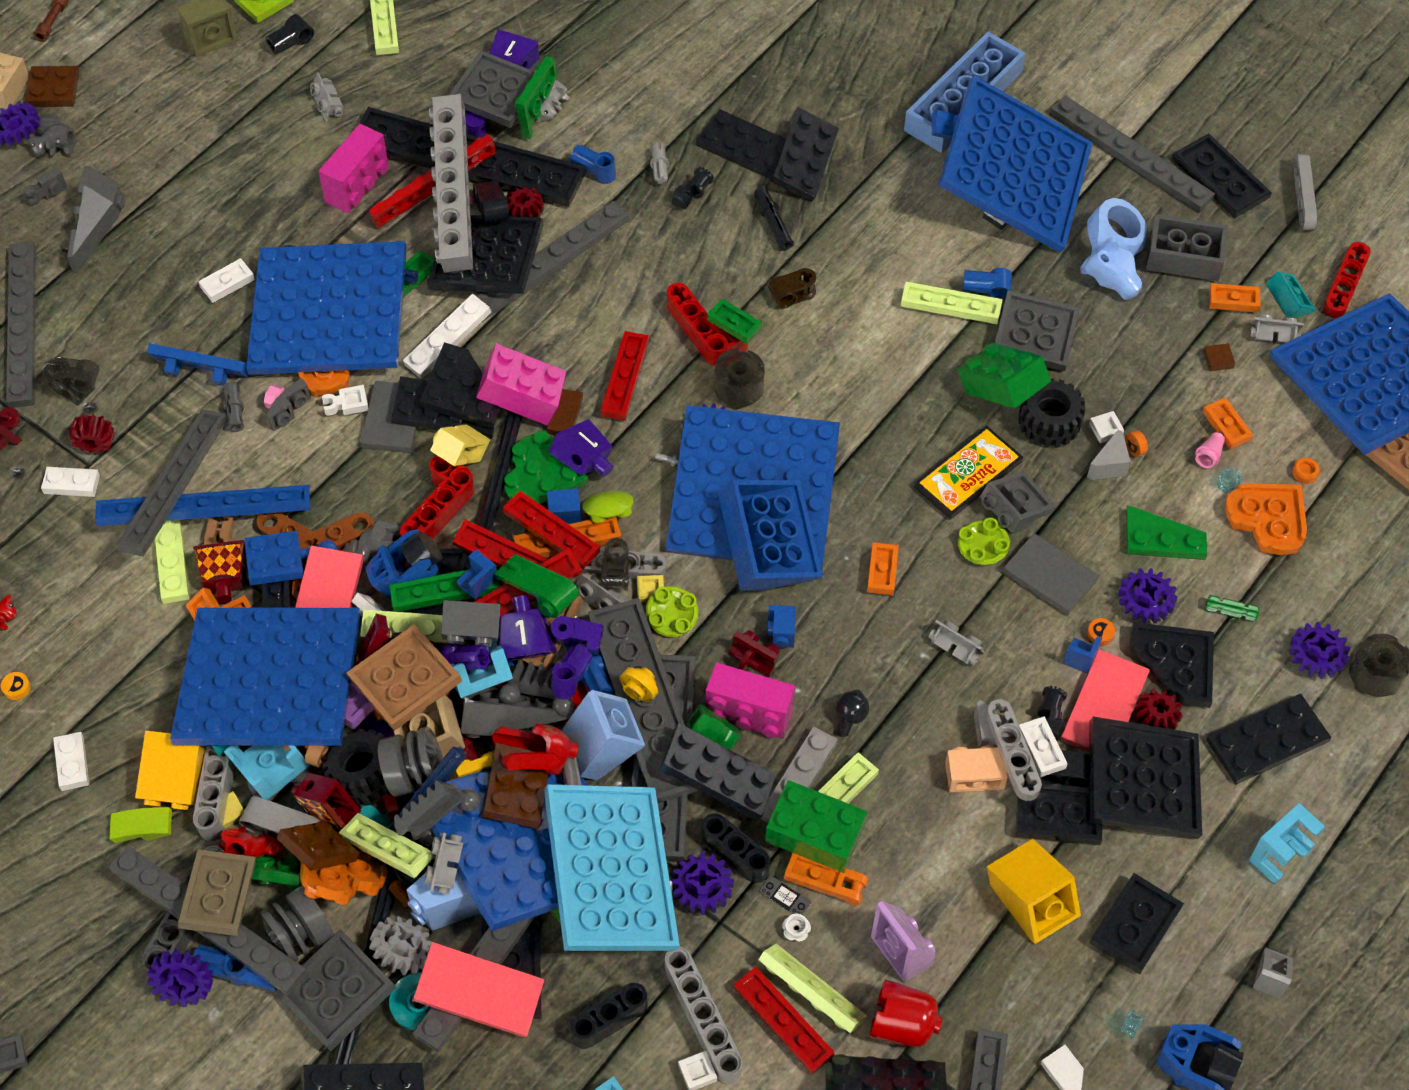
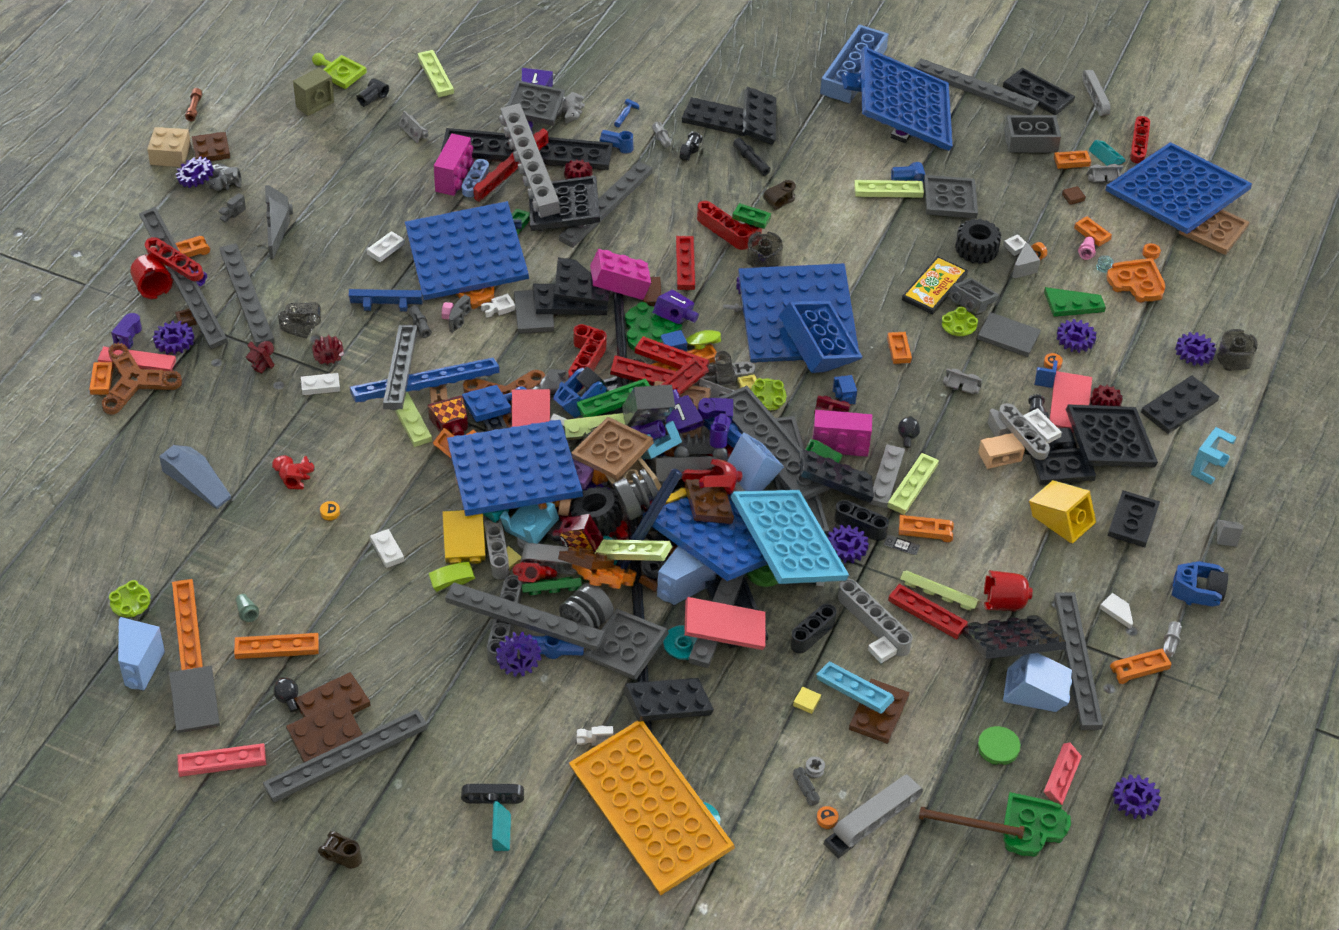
camera: 15 degrees left, 10 degrees down
(217, 892) = (529, 595): dark tan plate -> none
(376, 635) = (579, 433): dark red plate -> none
(384, 181) = (475, 172): none -> light blue beam
(401, 945) = (660, 611): light grey gear -> none
(432, 809) = (663, 517): dark grey gear -> none
(444, 851) = (680, 539): light grey hinge -> none
(450, 331) = (560, 248): white plate -> none
(459, 444) = (590, 316): light yellow piece -> none
(479, 576) = (638, 378): blue panel -> none
(490, 201) = (559, 171): black beam -> none
(537, 89) = (565, 101): green wing -> none
(551, 589) = (695, 383): green door -> none
(622, 118) = (625, 112): none -> blue piece
(639, 684) = (768, 430): yellow plate -> none
(796, 920) = (916, 558): white plate -> none
(815, 826) = (912, 495): green brick -> none
(901, 942) = (989, 549): lavender slope -> none
(1004, 375) = (941, 221): green brick -> none
(1113, 254) = (986, 138): light blue animal -> none
(1132, 1023) = (1150, 573): clear light blue bush -> none
(1178, 659) = (1108, 368): black plate -> none
(1232, 608) = (1132, 335): green axle -> none

